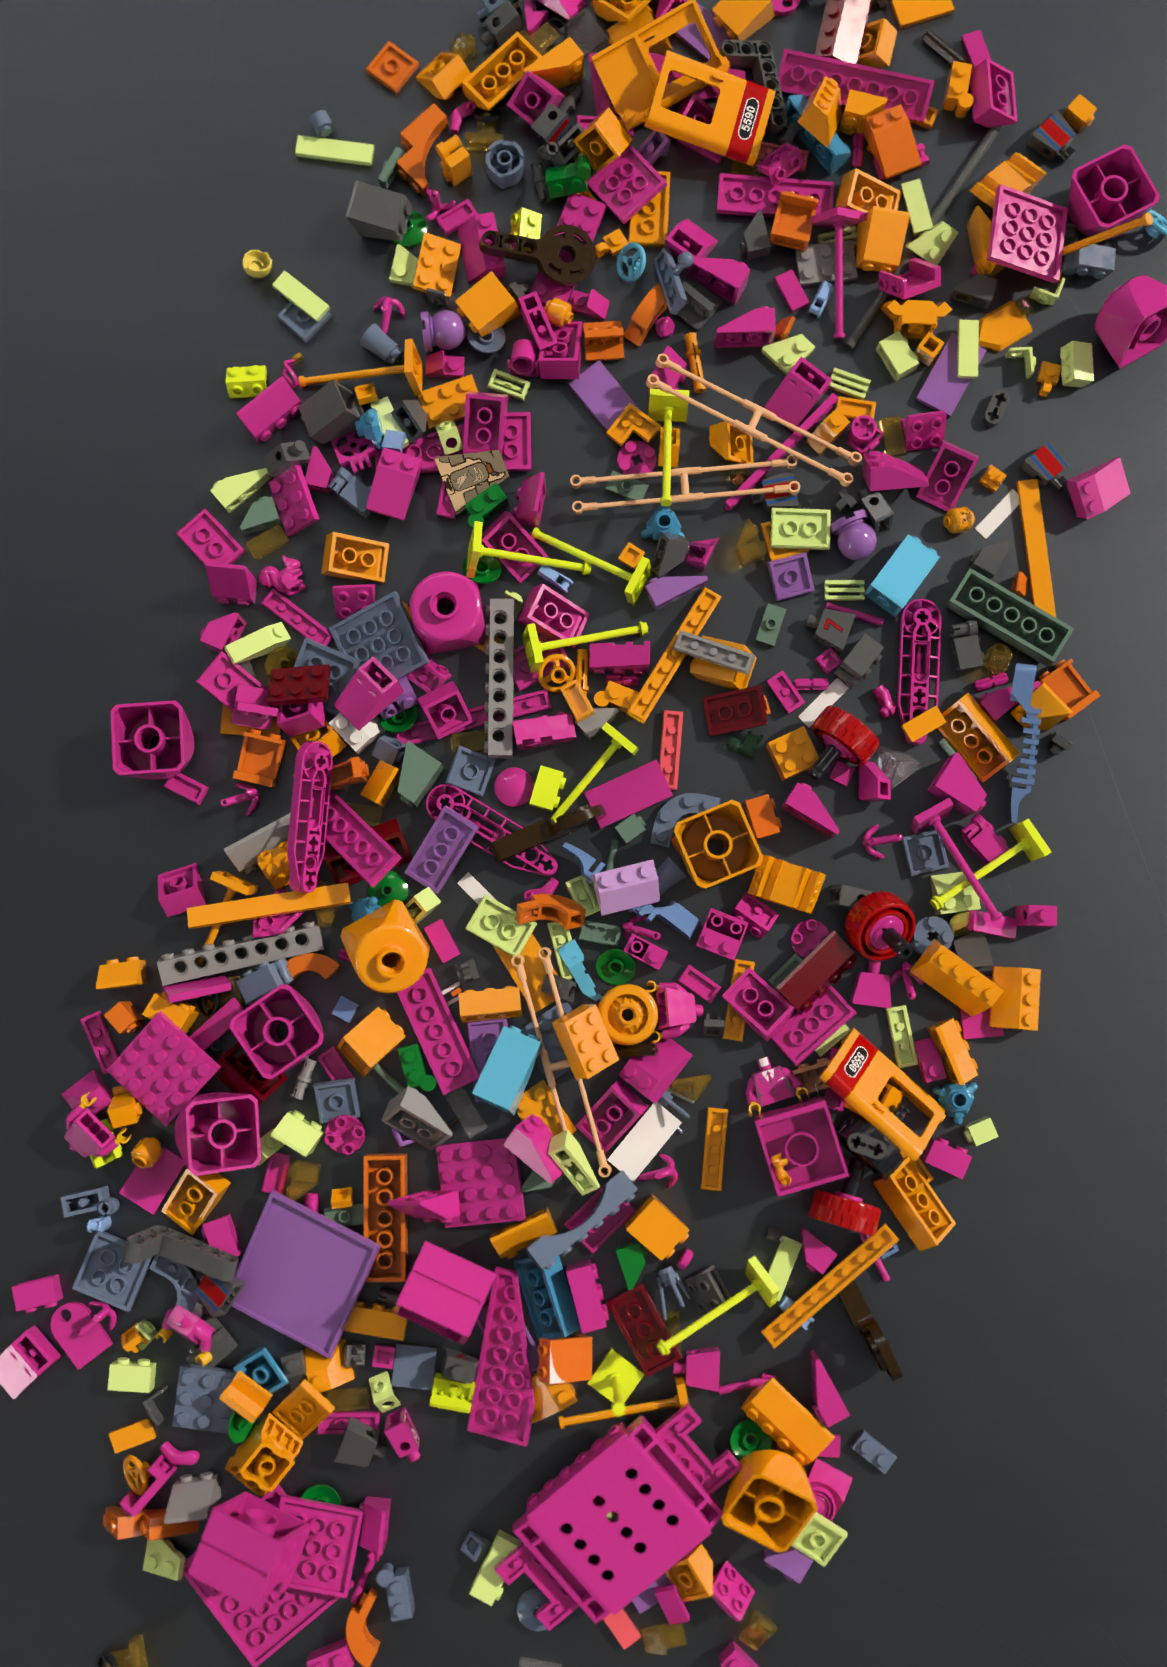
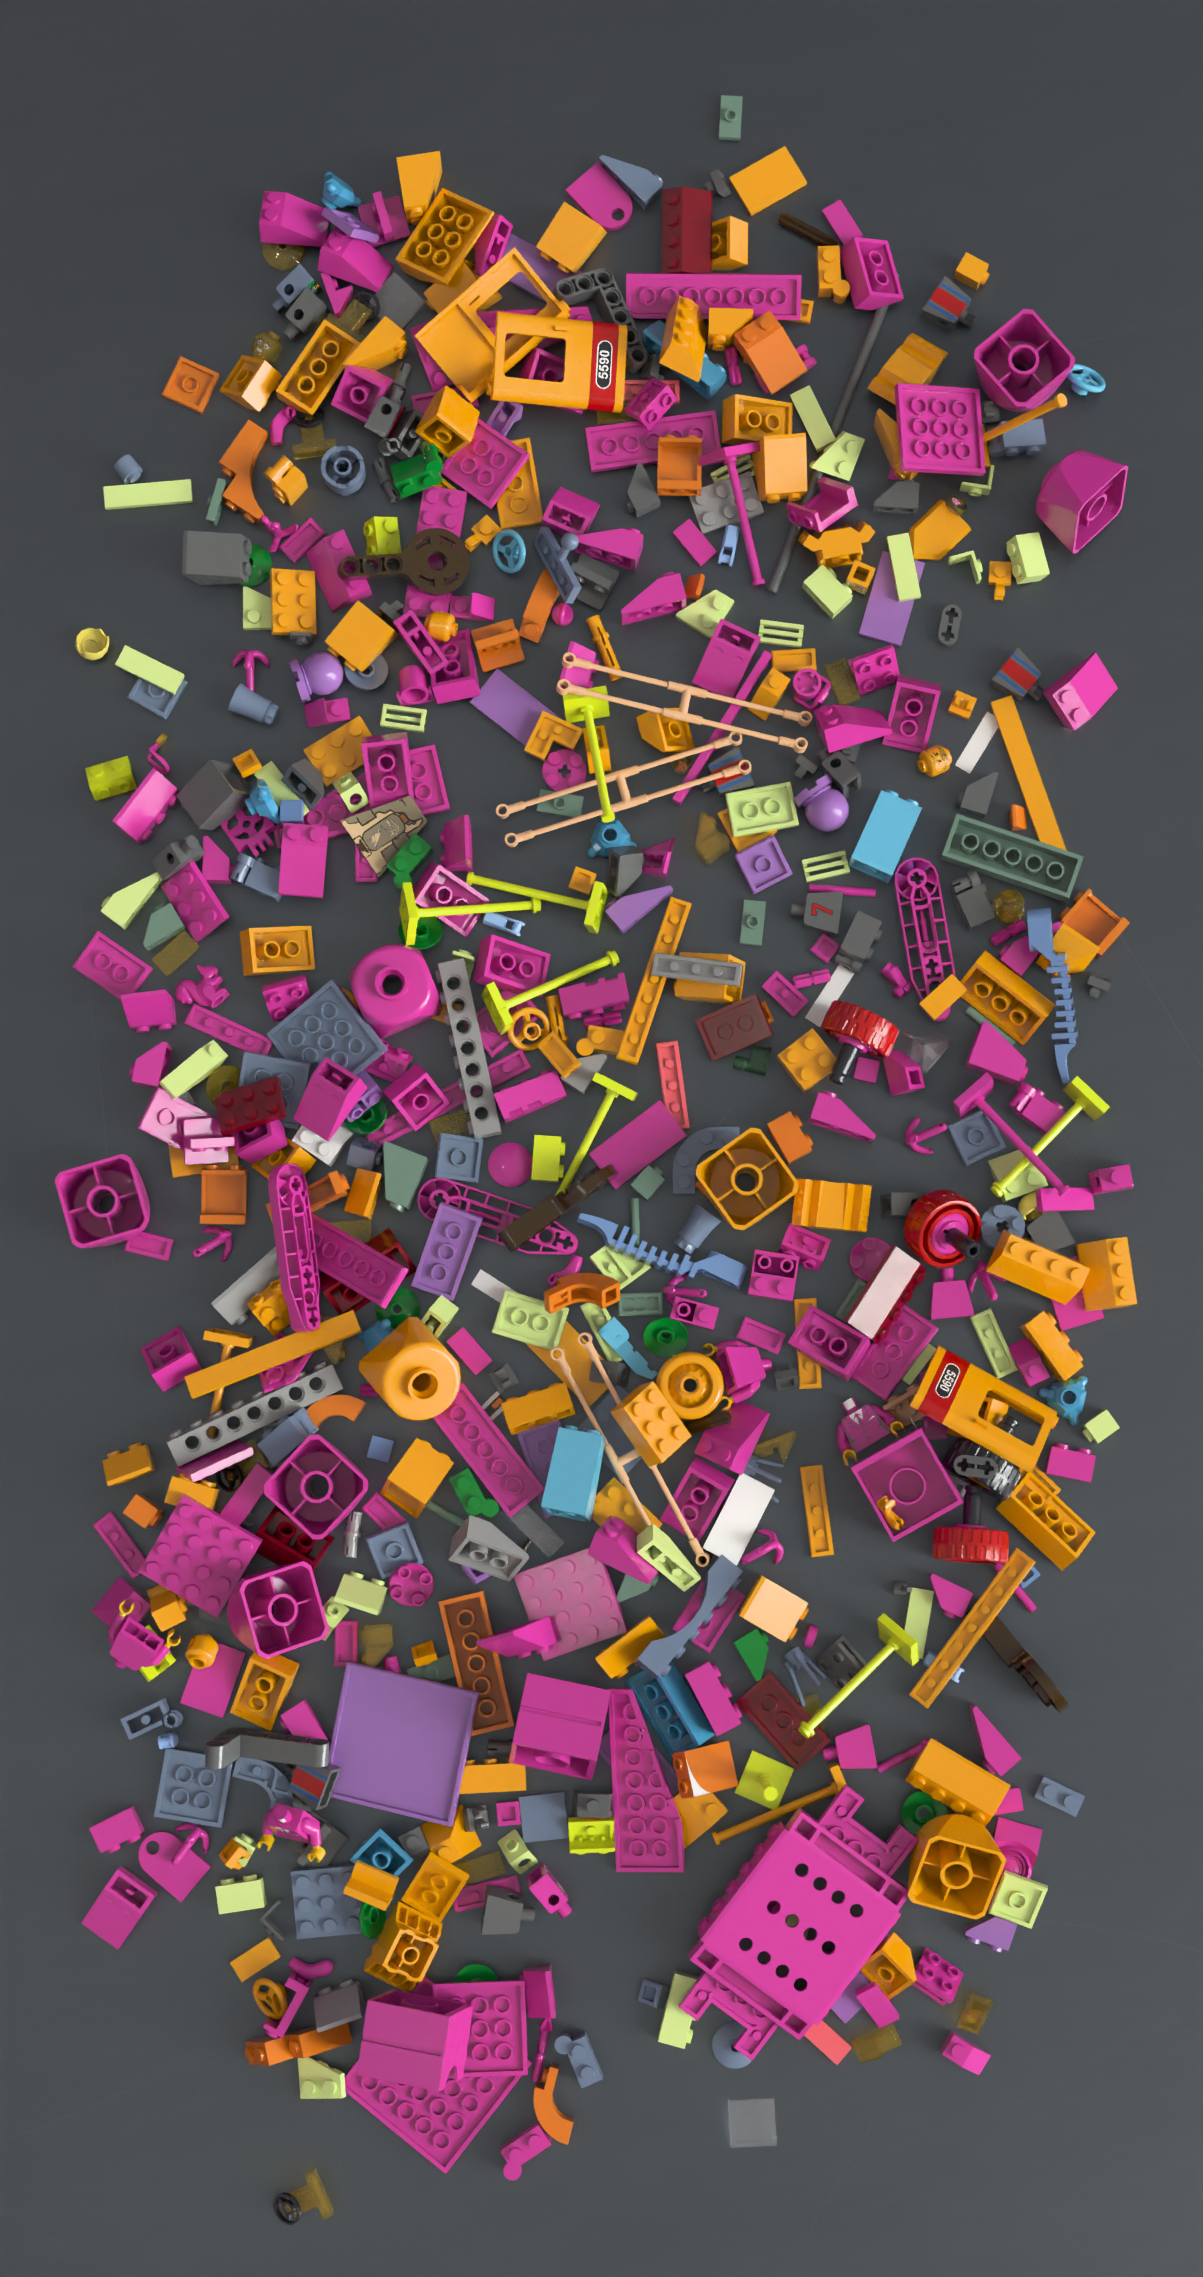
camera: 10 degrees left, 0 degrees up
(412, 368) = (292, 725): light orange tile -> none
(626, 887) = (658, 1247): lavender slope -> none

